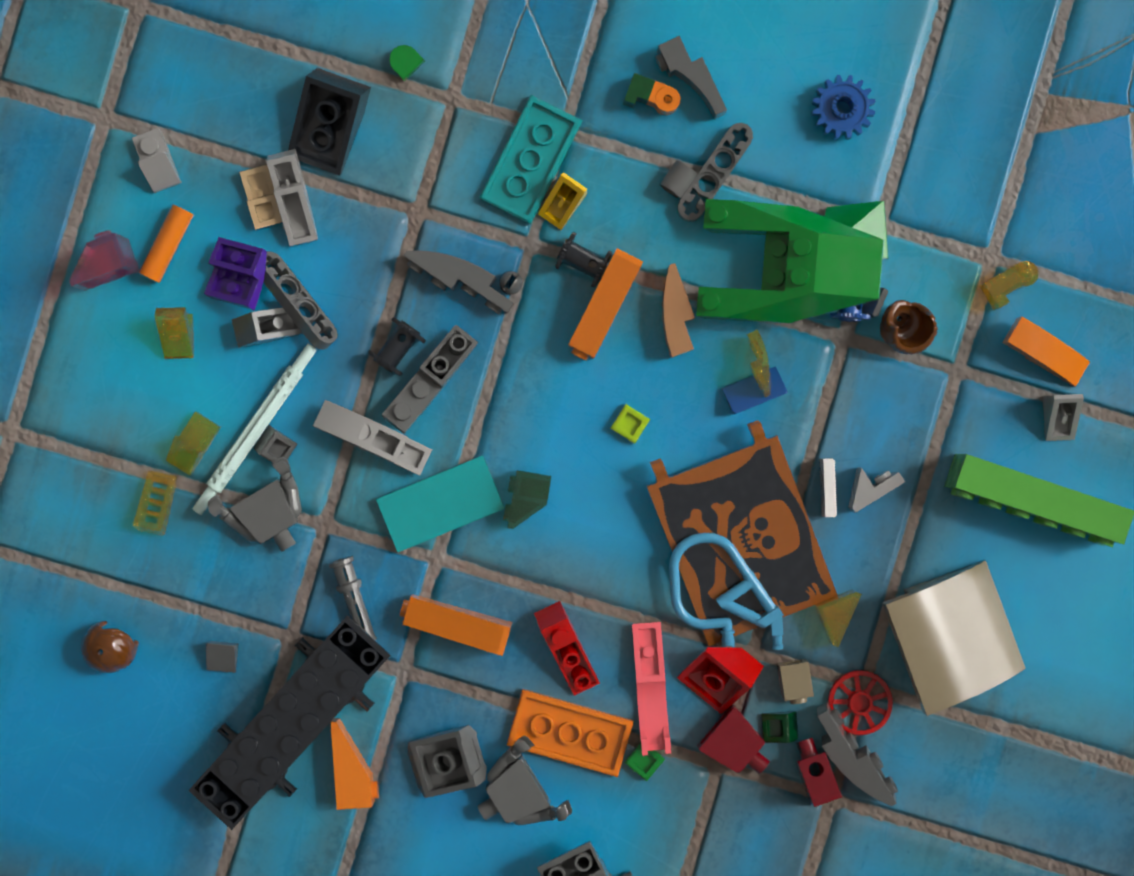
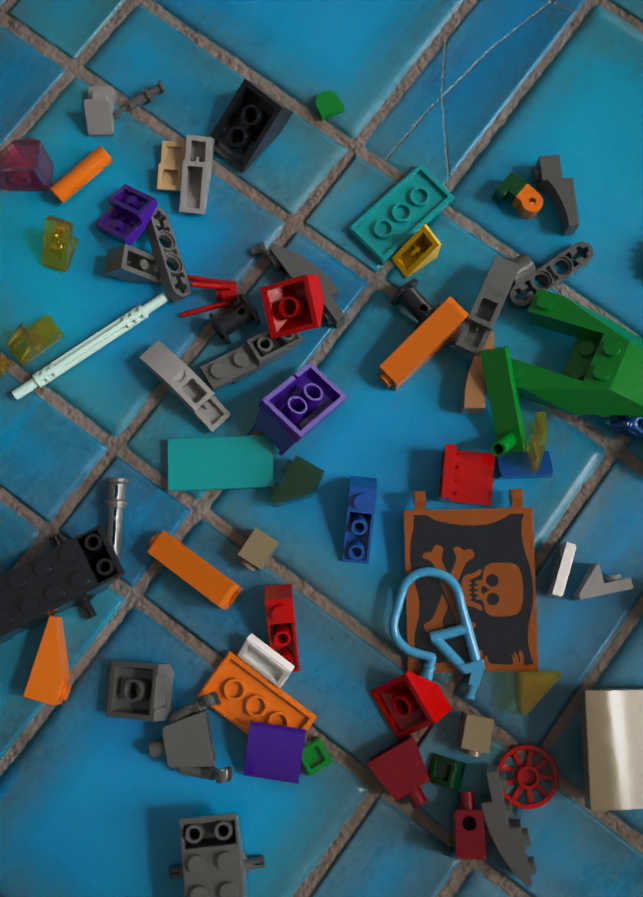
camera: 25 degrees right, 10 degrees down
(195, 130) = (140, 99): none -> dark grey piece
(267, 511) = (70, 415): dark grey torso -> none
(274, 444) = (102, 366): dark grey slope -> none
(374, 317) = (225, 290): none -> red plant
(393, 256) = (259, 250): none -> dark grey piece
(456, 315) = (293, 305): none -> red slope
(501, 419) = (297, 407): none -> dark purple piece
(513, 580) = (257, 550): none -> dark tan brick
(516, 285) = (352, 307): dark grey hinge -> none
(562, 686) = (265, 660): none -> white tile
(604, 771) = (274, 752): none -> dark purple slope
(605, 509) = (359, 519): none -> blue slope
(630, 423) = (407, 454): lime tile -> none
(651, 687) = (343, 691): coral piece -> none
(659, 237) = (487, 306): none -> dark grey slope
(699, 425) = (466, 476): none -> red bracket
(710, 337) = (503, 401): none -> green piece

